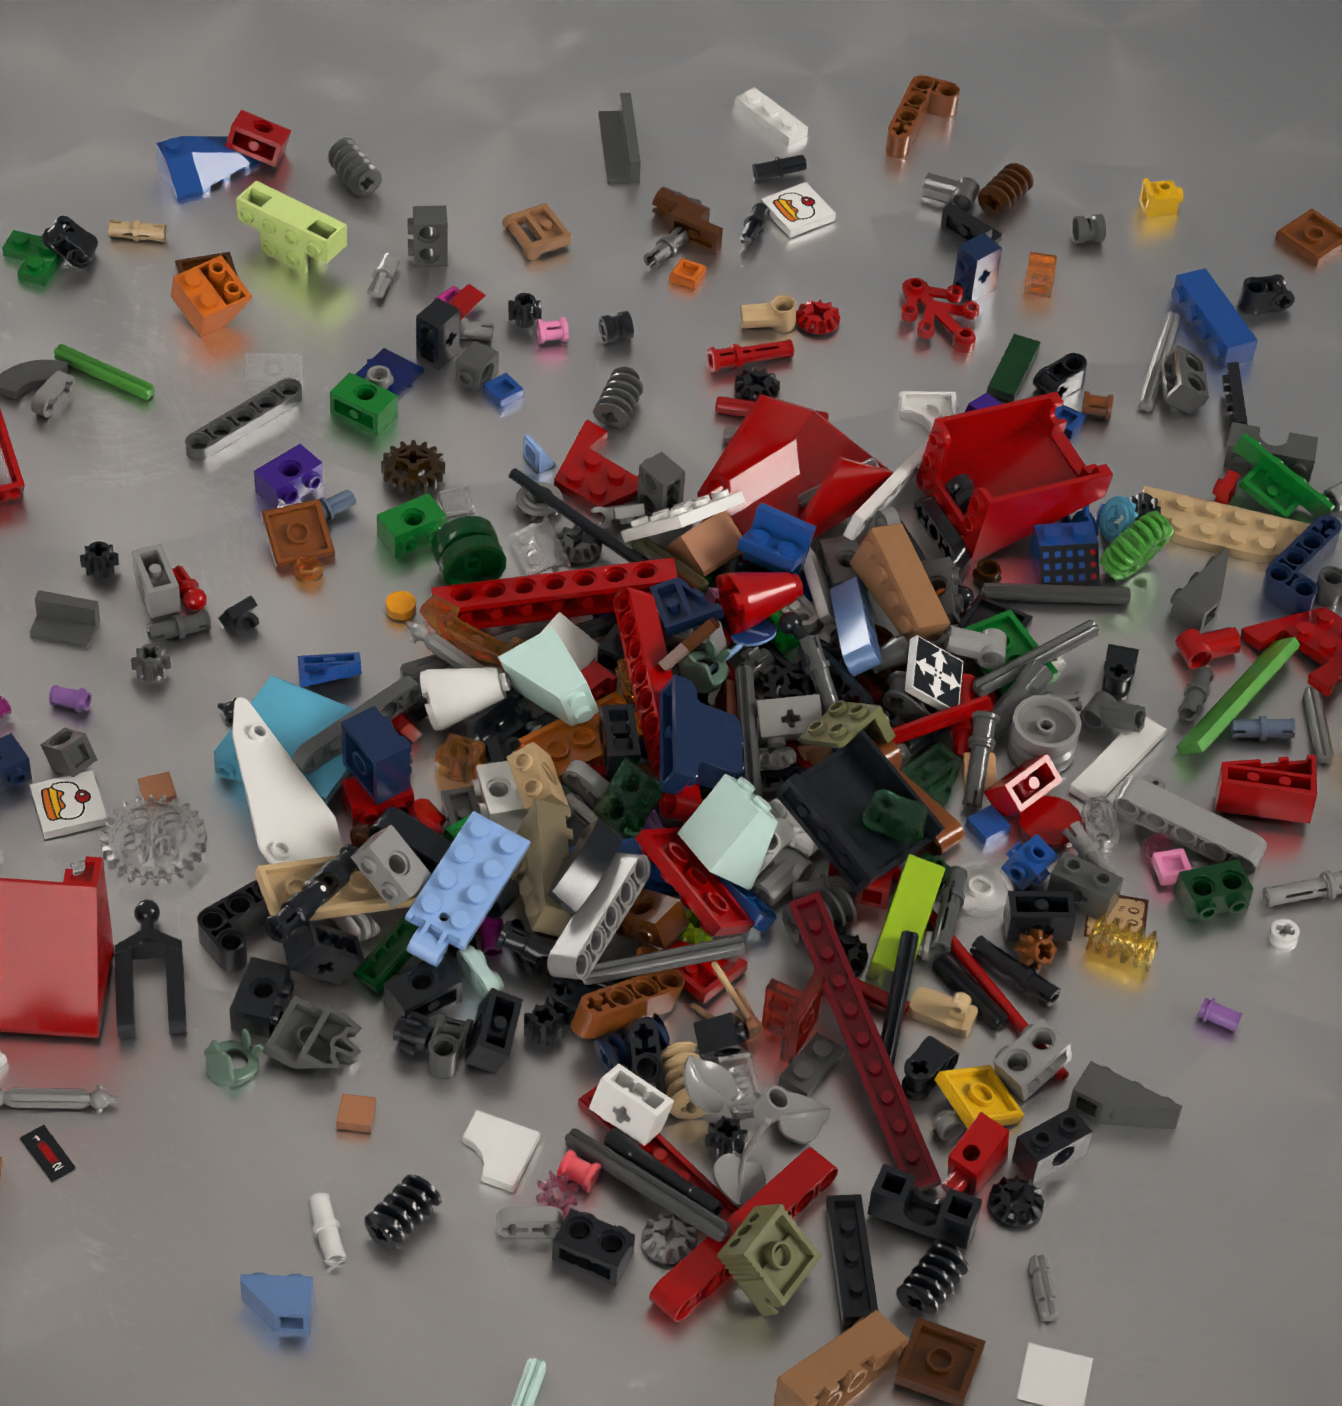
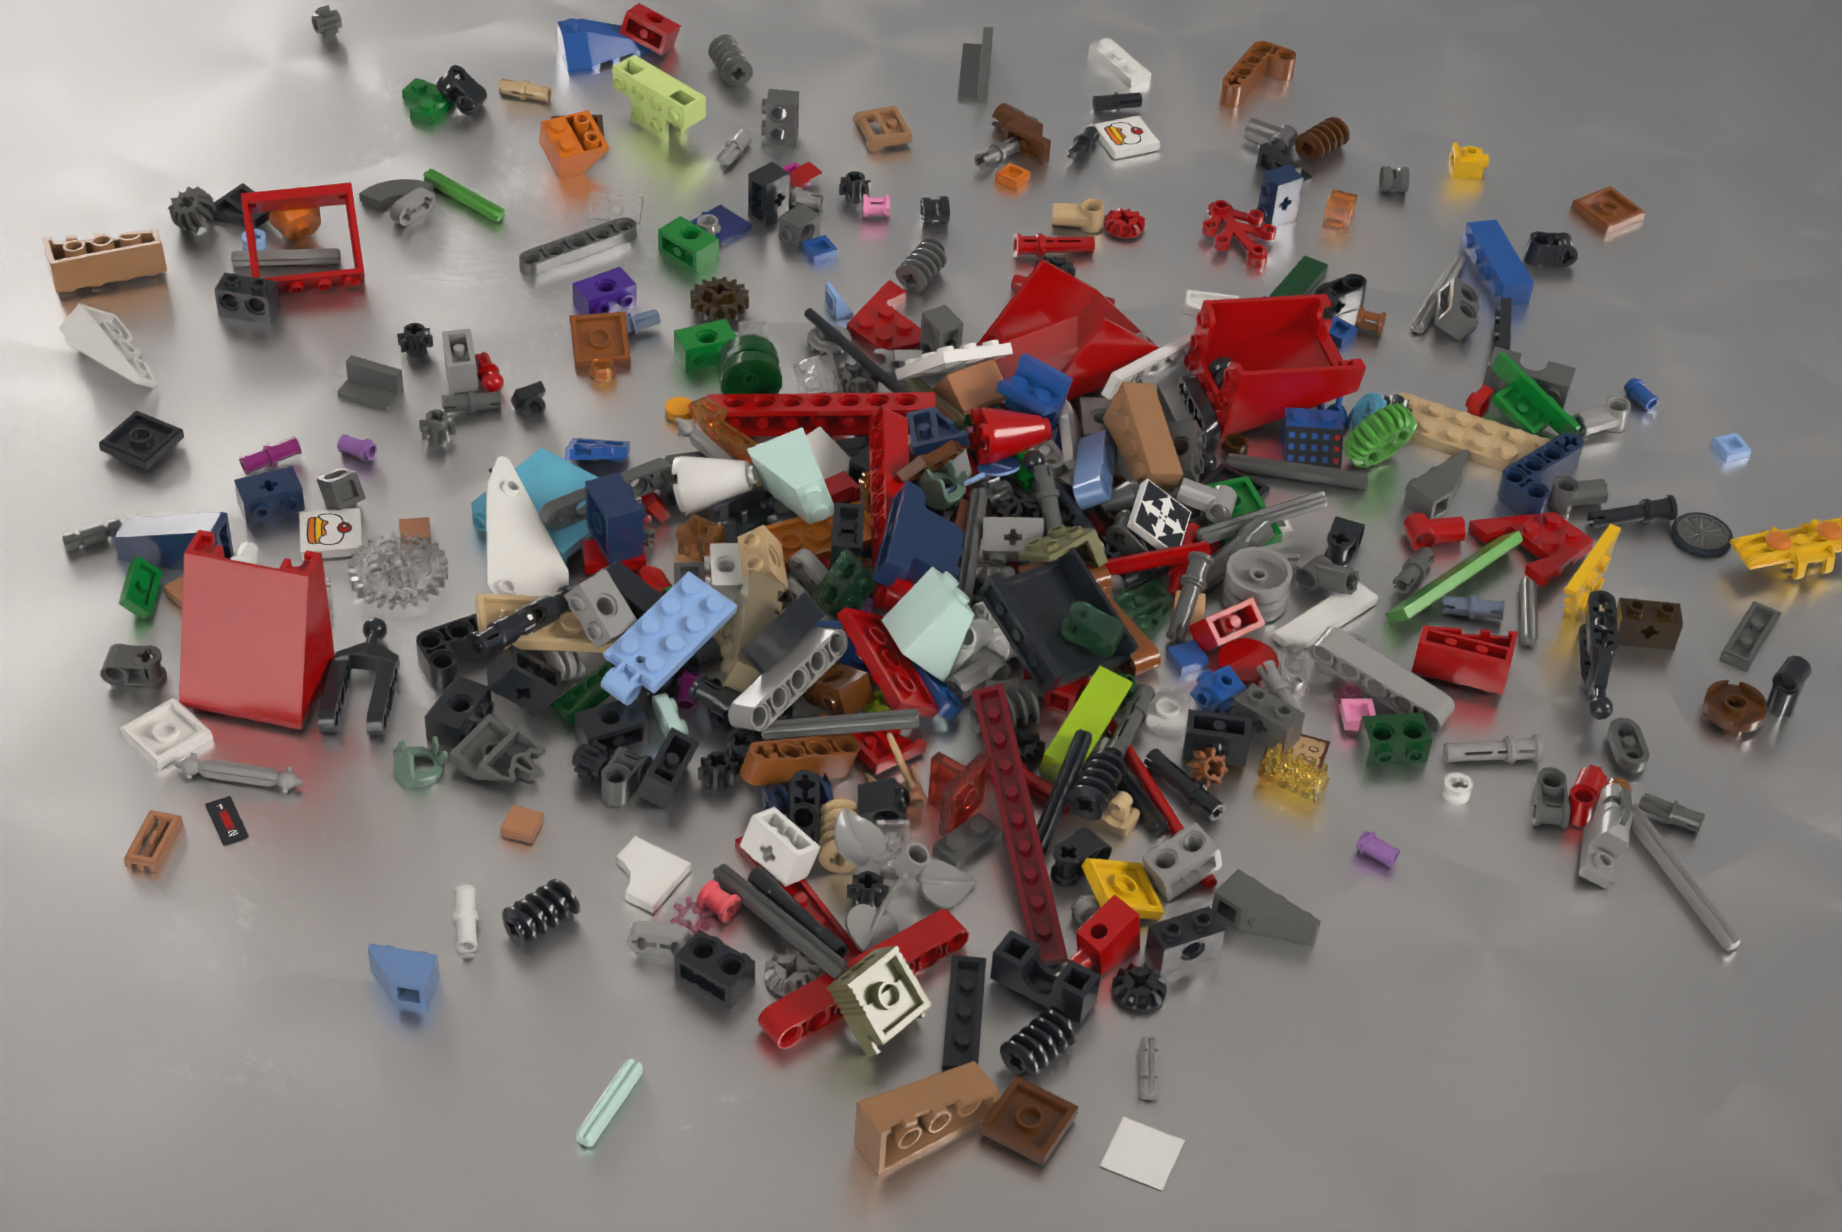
camera: 10 degrees right, 5 degrees down
(931, 988) = (1096, 785): none -> black piece

